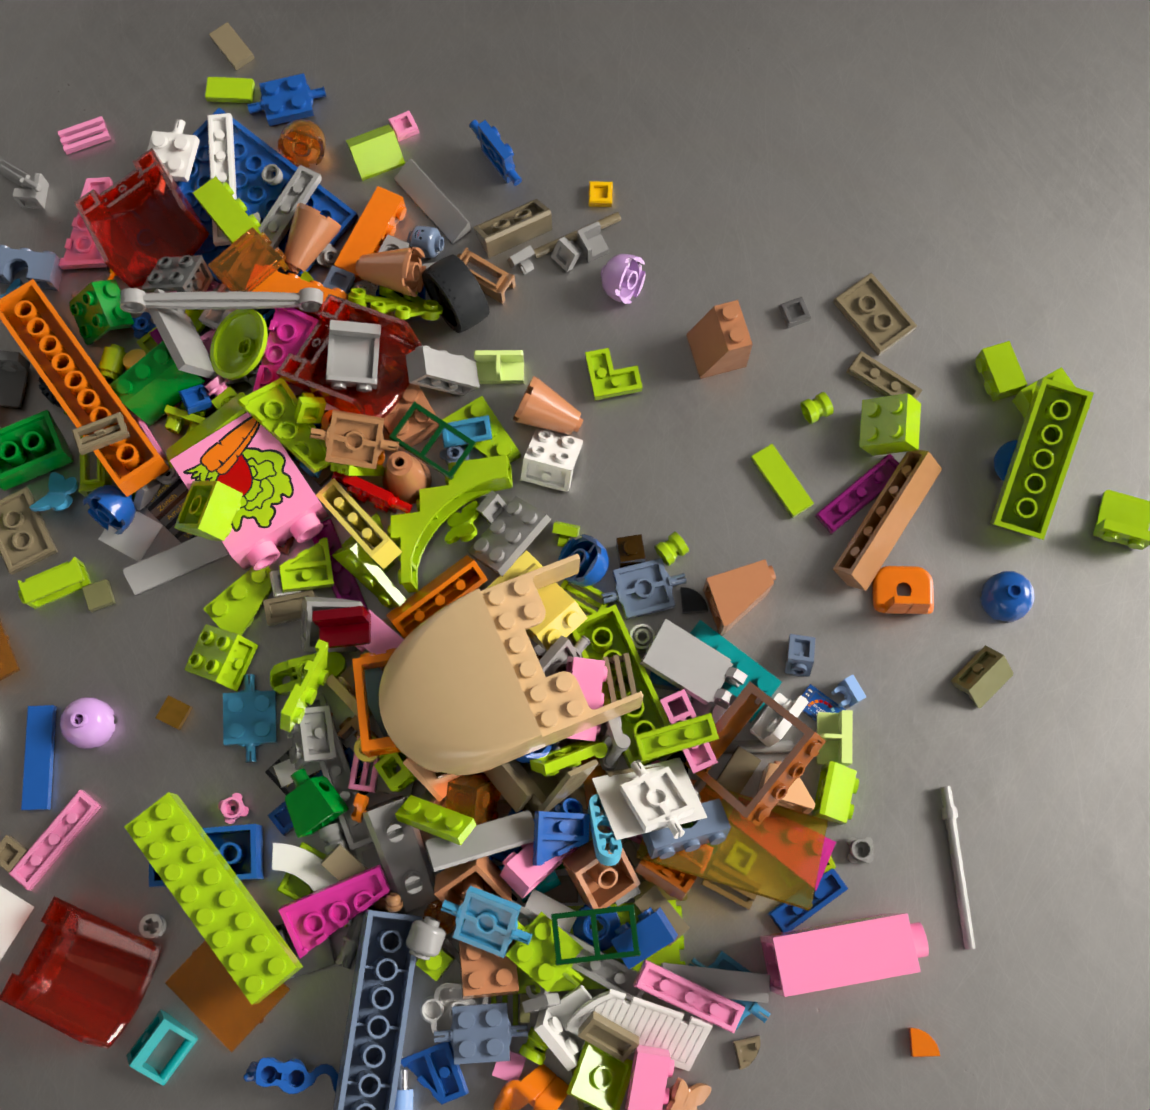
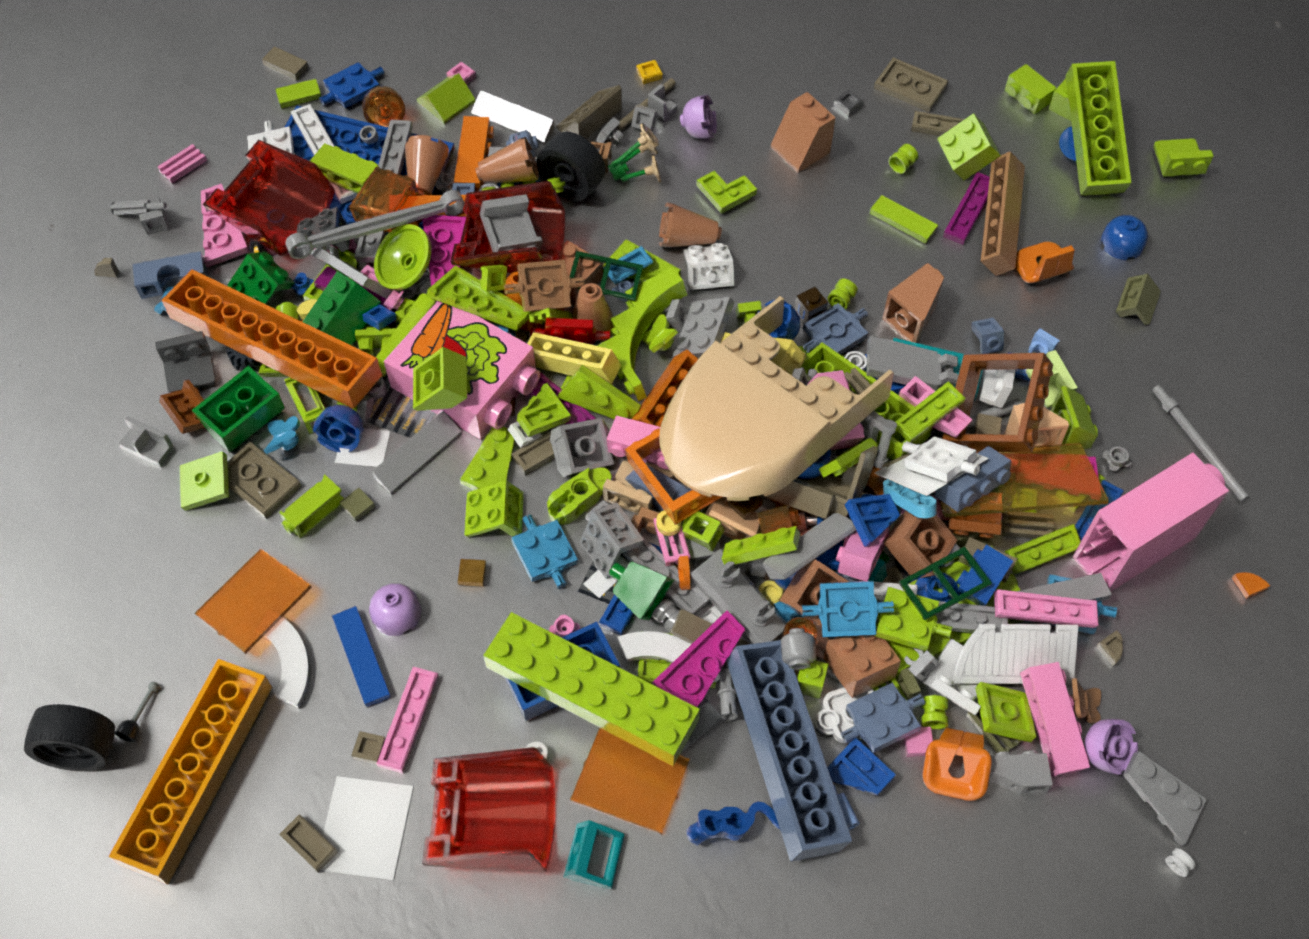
camera: 25 degrees left, 15 degrees down
(101, 437) = (316, 358): dark tan tile -> none
(305, 693) = (595, 486): lime wing -> none
(344, 626) = (600, 432): dark red panel -> none
(390, 903) = (754, 636): medium nougat arm -> none
(442, 371) = (588, 223): light grey brick -> none
(498, 154) = (551, 63): blue plate -> none
(500, 366) = (629, 213): yellowish green panel -> none
(548, 292) = (646, 142): none -> plant
(608, 1036) = (995, 671): dark tan tile -> none
(692, 601) = (879, 327): black tile -> none
(731, 919) = (1044, 548): none -> lime tile

